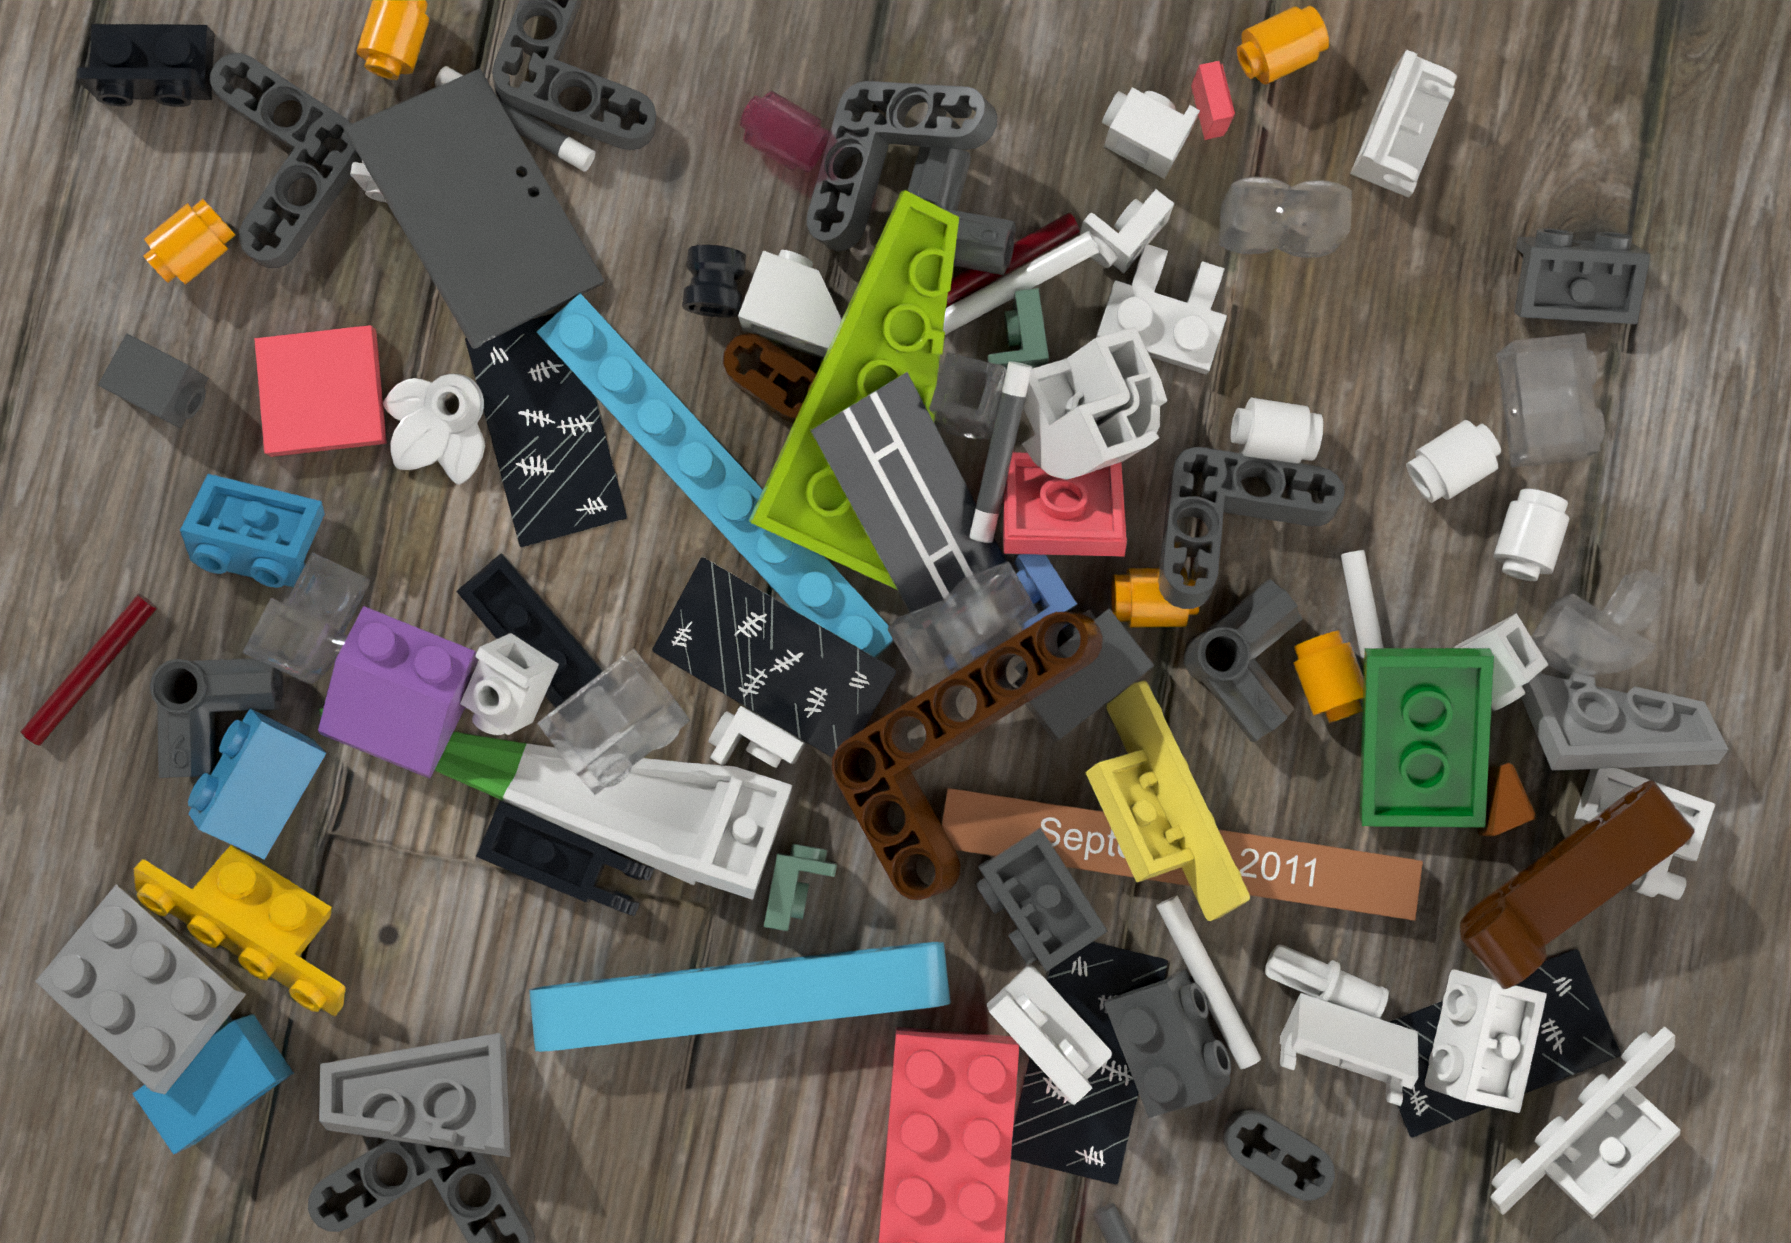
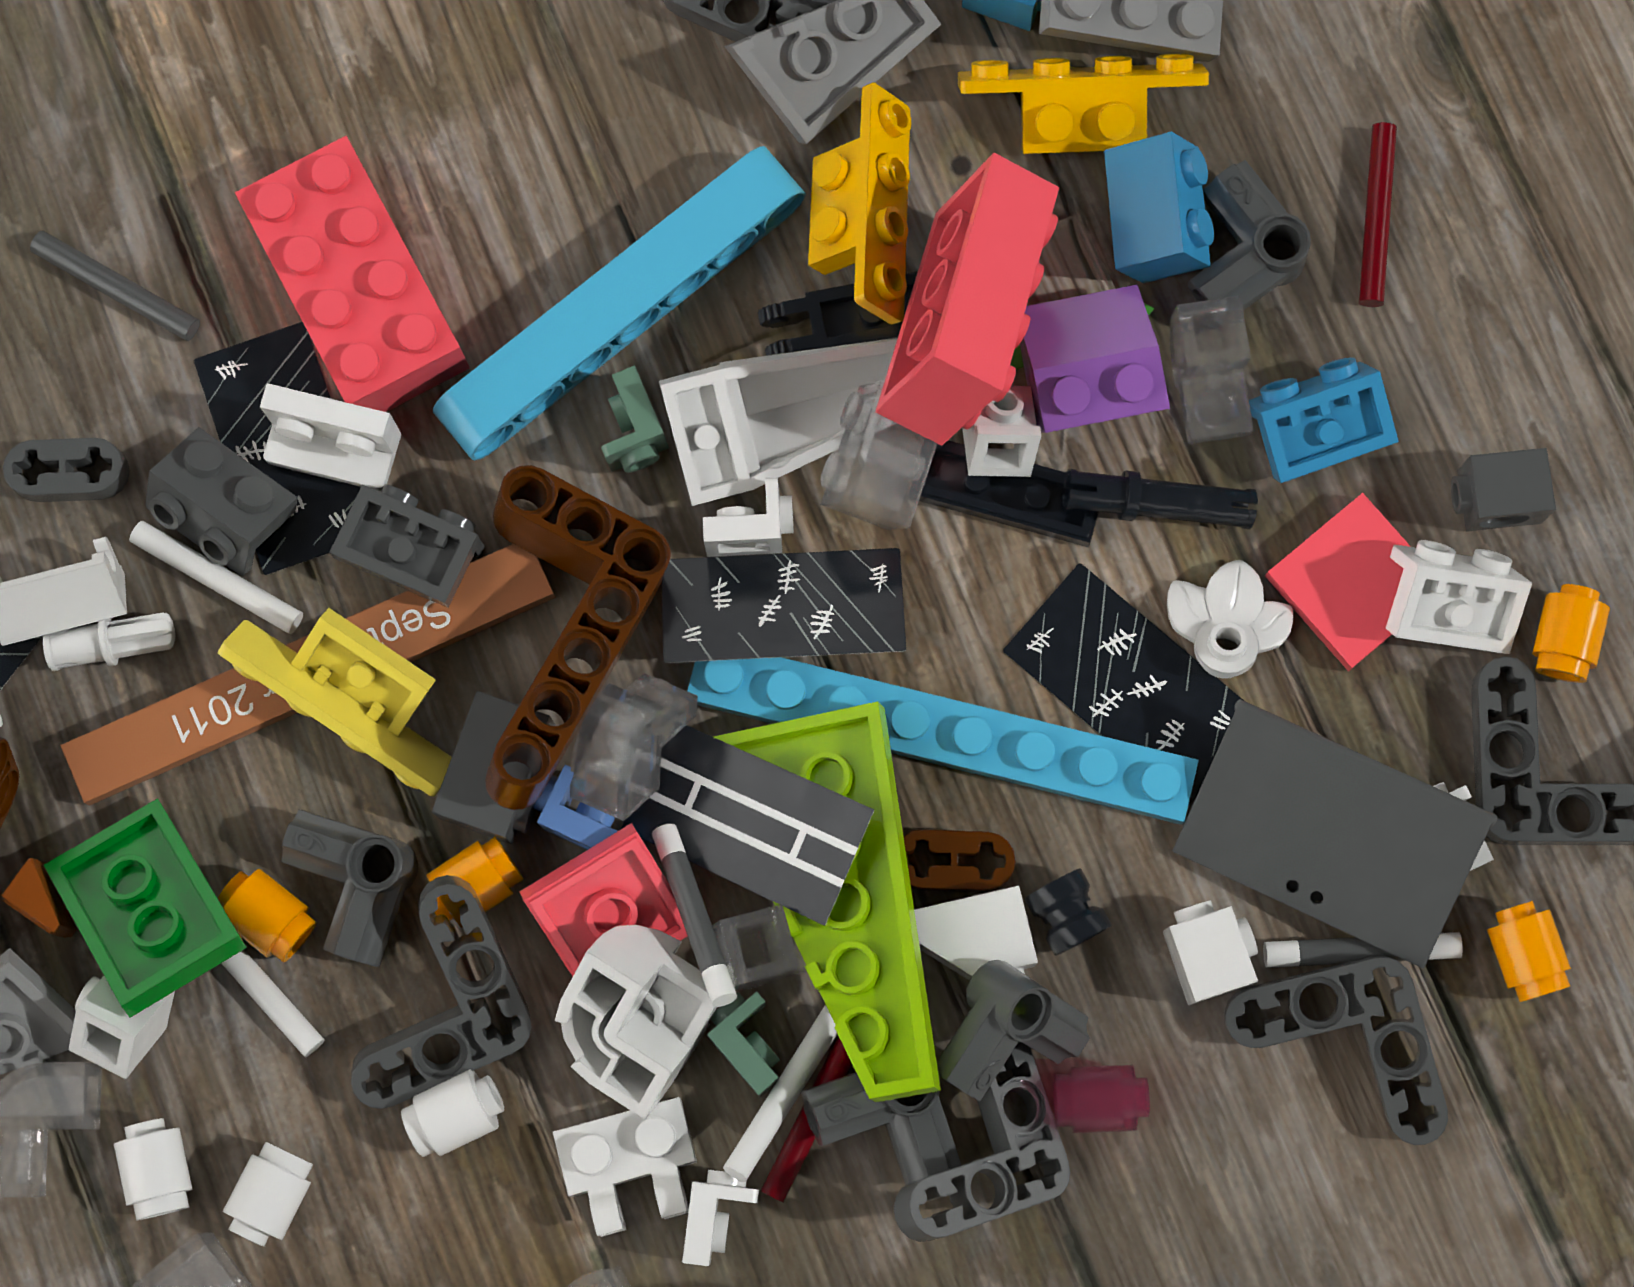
camera: 150 degrees right, 5 degrees down
(251, 321) = (1457, 597): none -> white bracket
(443, 563) = (1135, 496): none -> black pin
(458, 791) = (970, 301): none -> coral brick
(491, 944) = (863, 205): none -> yellow bracket
(628, 182) = (1211, 951): none -> white brick
(815, 222) = (1005, 1011): none -> dark grey piece

